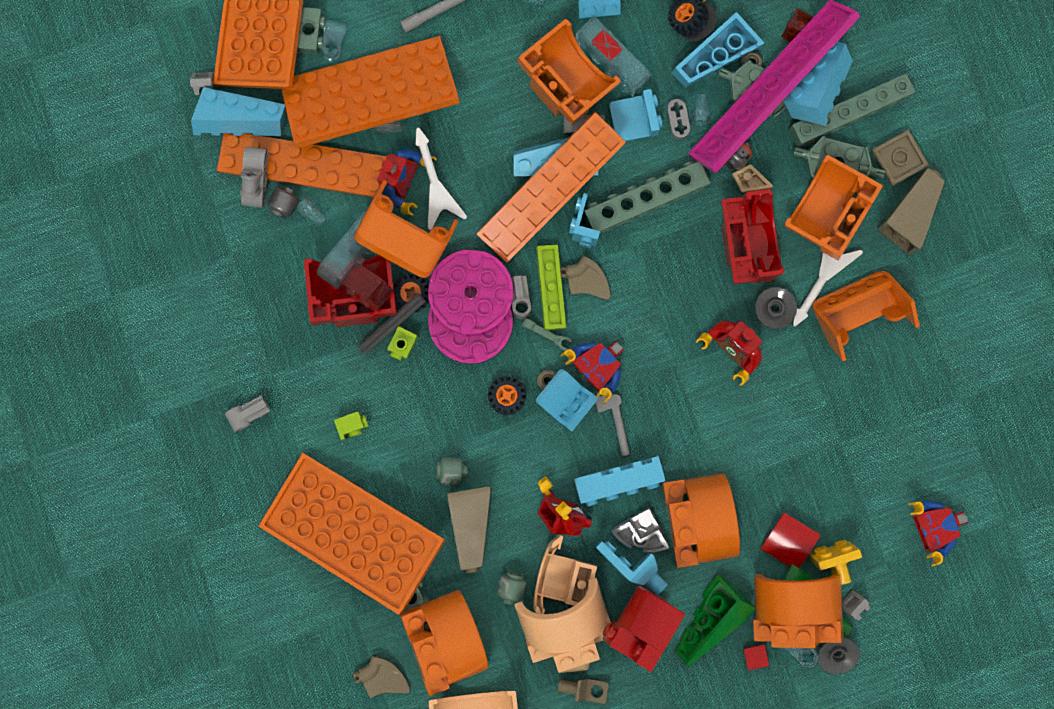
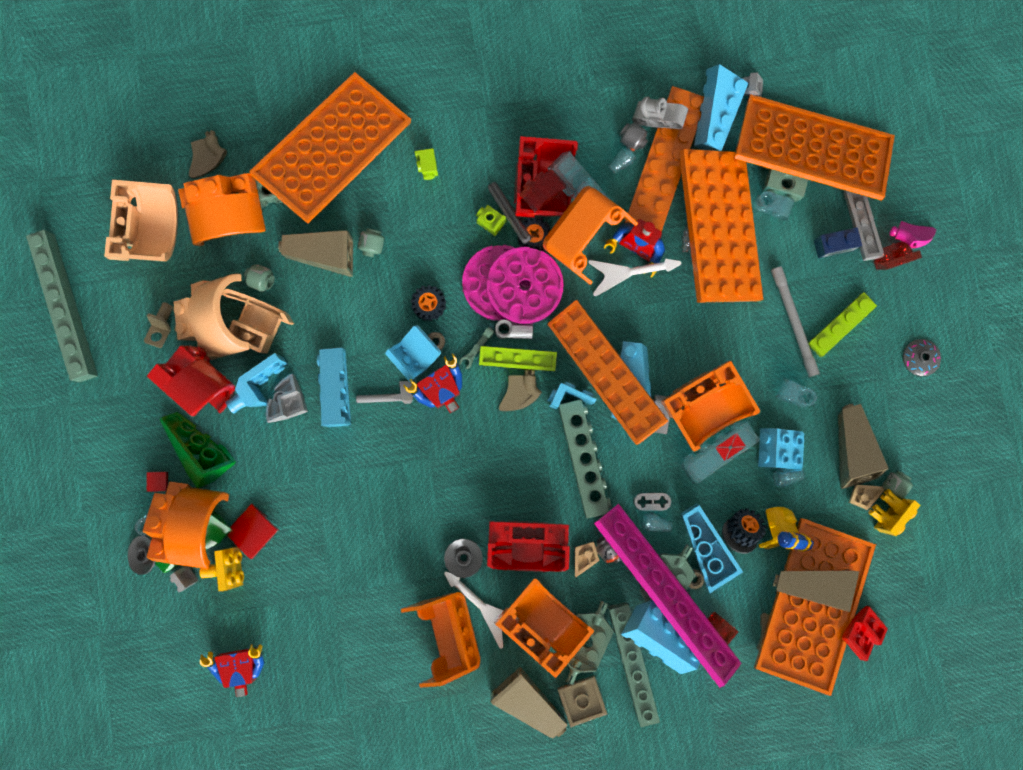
camera: 100 degrees right, 0 degrees up
(243, 415) = (453, 76): light grey piece -> none
(561, 515) = (312, 330): red torso -> none
(636, 116) = (660, 462): medium azure bracket -> none
(704, 520) = (281, 457): orange piece -> none
(739, 343) = (435, 518): red torso -> none

